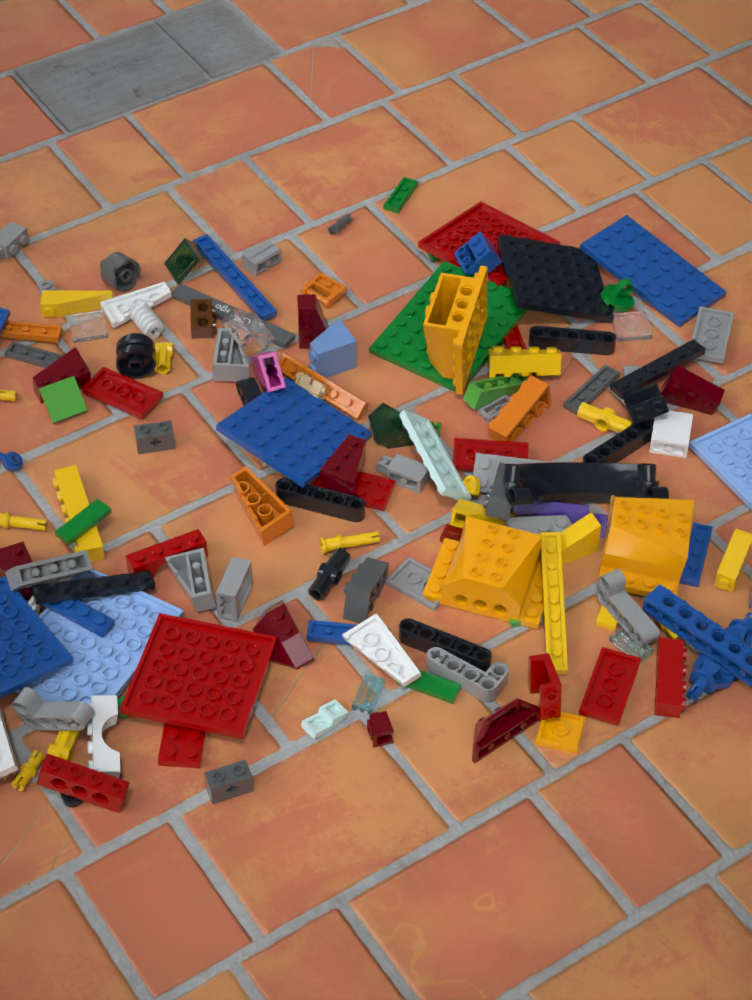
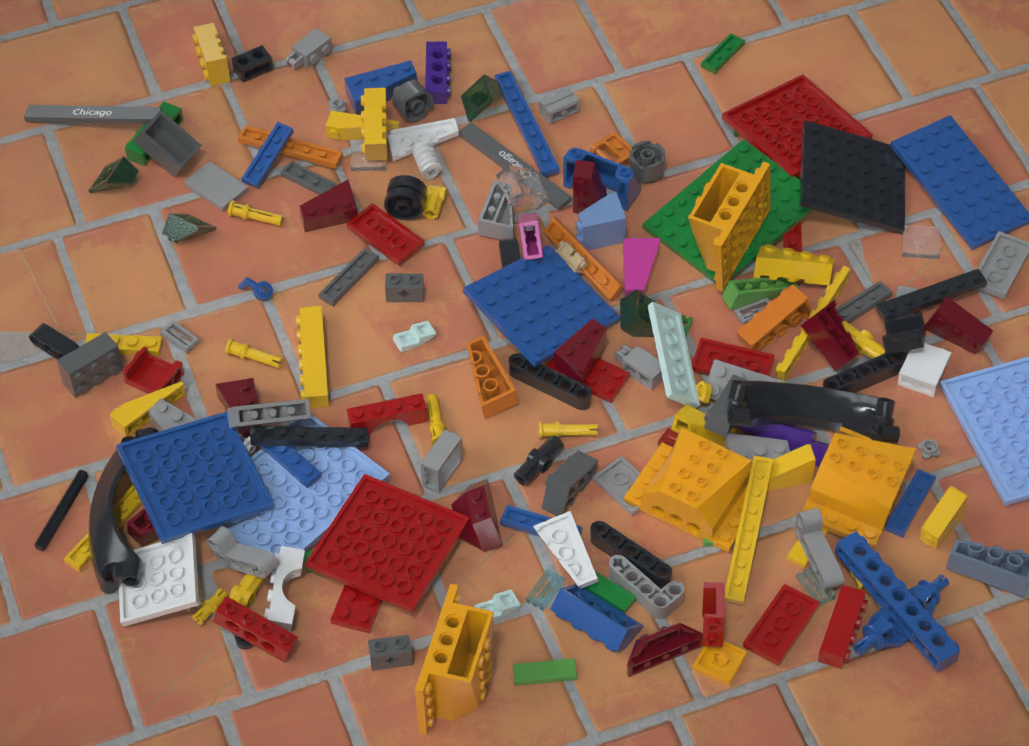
camera: 15 degrees right, 5 degrees up
(63, 399) = (325, 233): bright green tile -> none
(80, 264) = (385, 77): none -> blue wedge
(83, 522) = (314, 367): green tile -> none
(90, 295) = (375, 123): none -> yellow wedge
(95, 437) = (348, 277): none -> dark grey tile
(136, 241) = (436, 71): none -> dark purple brick
(177, 479) = (416, 336): none -> light aqua slope
(194, 578) = (408, 442): light grey wedge -> none
(202, 322) = (479, 165): reddish brown brick -> none
(219, 559) = (437, 426): none -> yellow pin
(305, 776) = (456, 663): none -> light orange wedge
(333, 306) = (613, 175): none -> blue windscreen
(340, 224) = (650, 78): dark grey piece -> none
(359, 293) = (647, 161): none -> dark grey brick
(375, 381) = (639, 262): none -> dark pink slope
(380, 729) = (545, 627): dark red window -> none
(389, 773) = (544, 672): none -> bright green tile
(427, 711) = (596, 617): none -> blue slope
(476, 253) = (777, 140): blue slope -> none
(557, 405) = (801, 342): none -> yellow plate
(573, 340) = (853, 248): black beam -> none
(578, 417) = (830, 336): none -> dark red wedge
(619, 296) = (915, 206): green tile -> none
(699, 502) = (929, 444): none -> light grey plate

